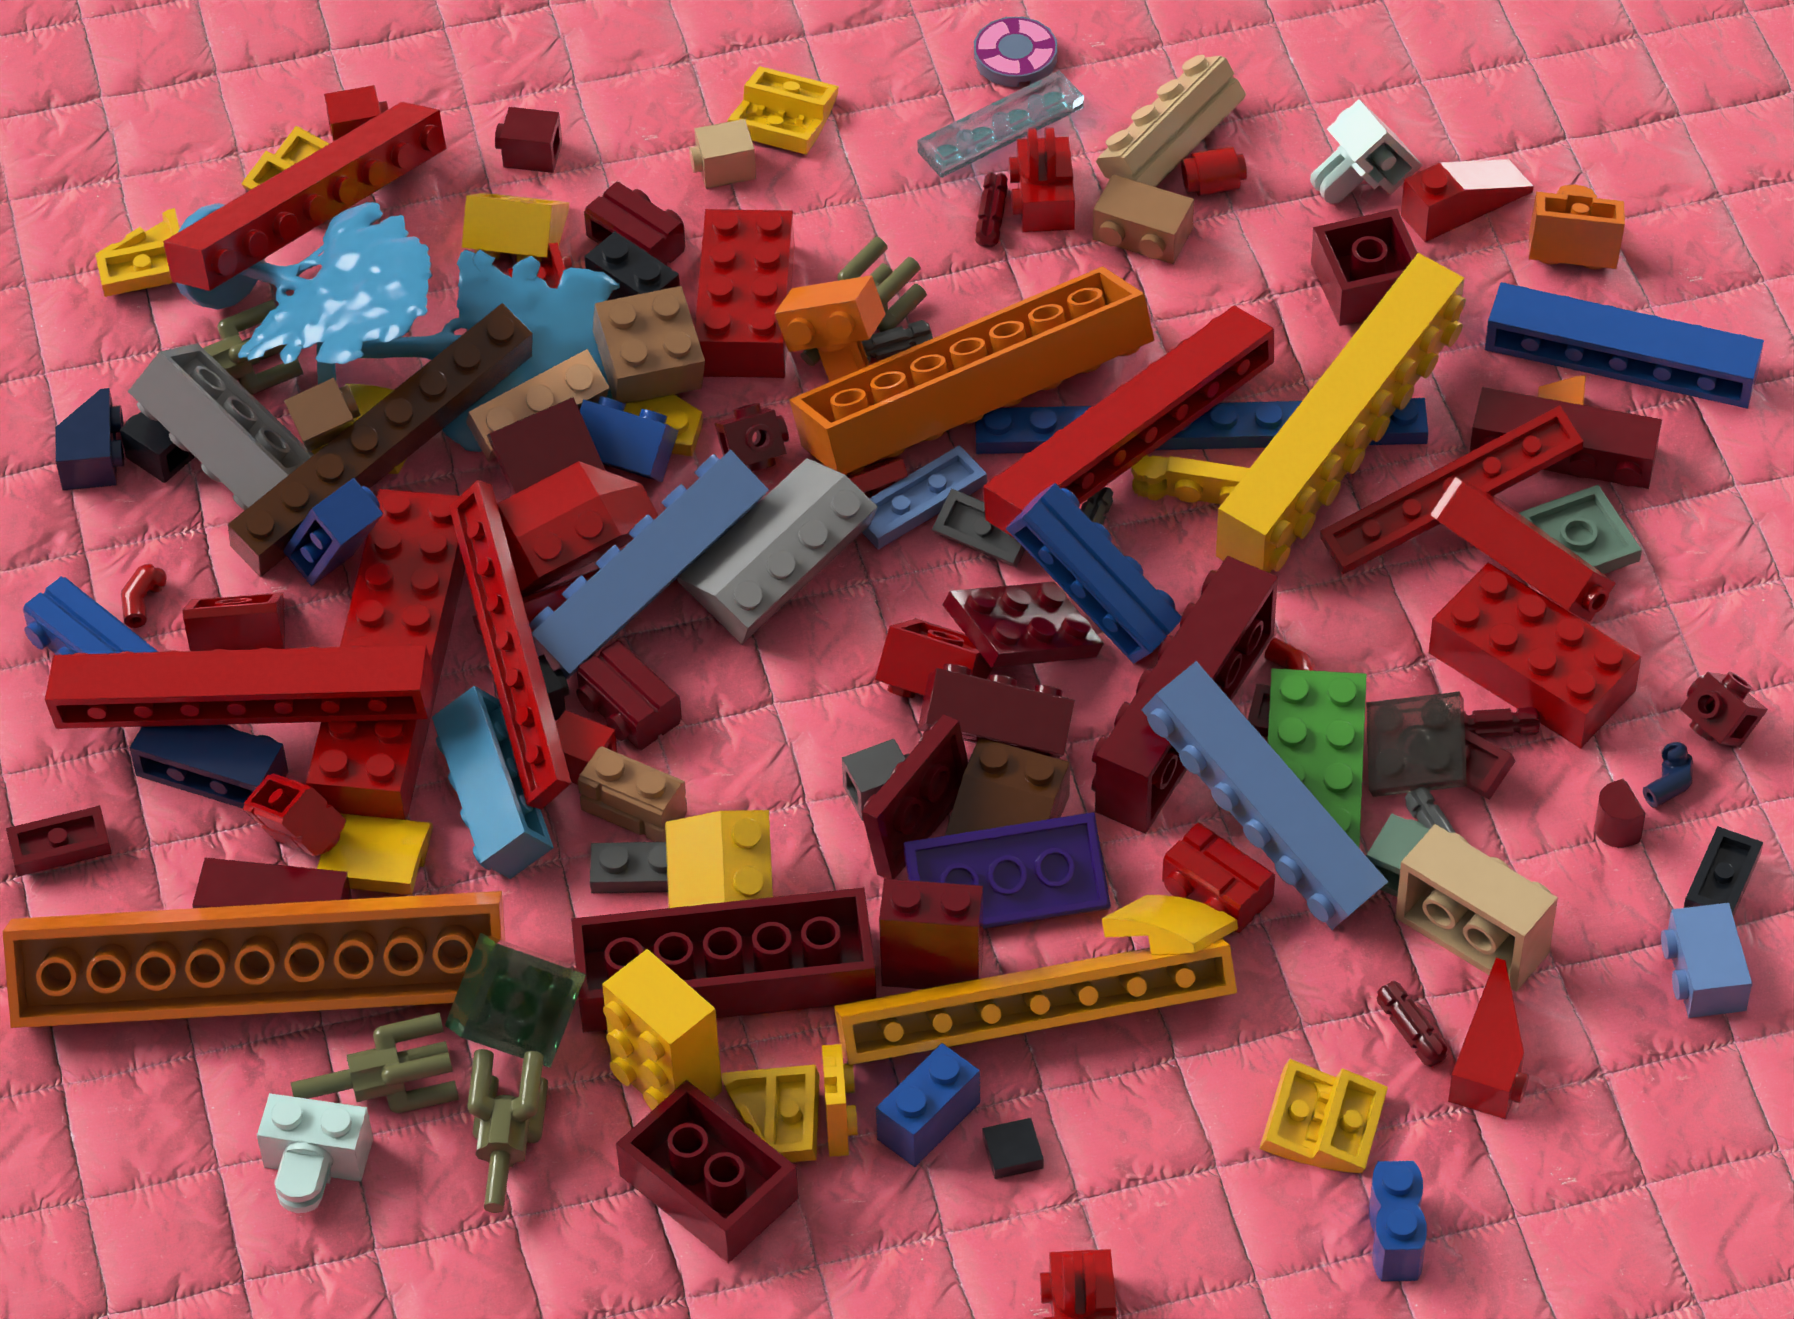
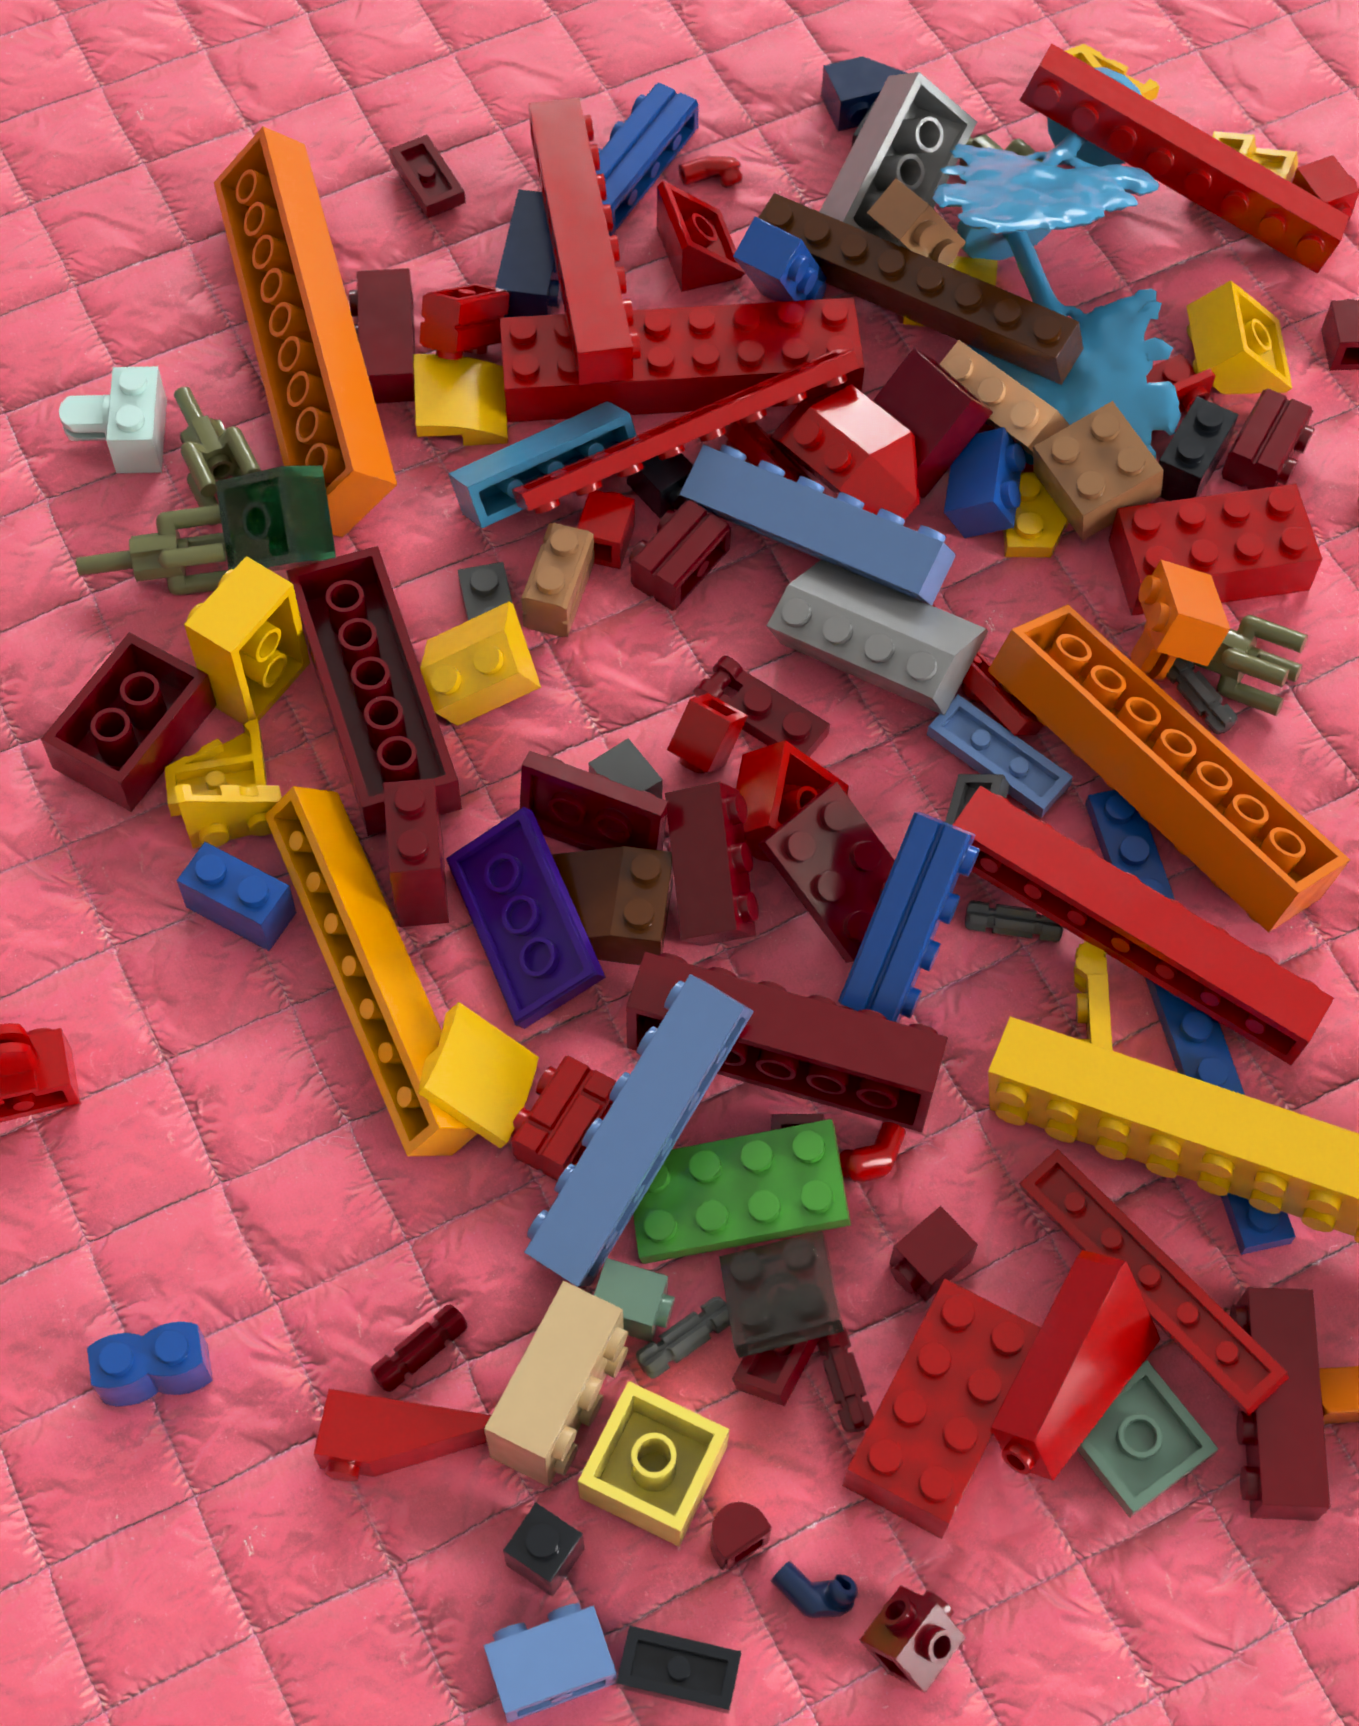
camera: 75 degrees right, 10 degrees up
(737, 435) = (1021, 588): dark red brick -> none
(819, 667) = (769, 713): none -> dark red plate
(846, 702) = (706, 733): none -> red brick
(1012, 1148) = (210, 986): black tile -> none
(1324, 1118) = (286, 1276): yellow slope -> none
(1396, 637) = (930, 1253): none -> dark red brick
(1560, 848) = (653, 1463): none -> light yellow brick
(1613, 948) = (544, 1549): none -> black brick

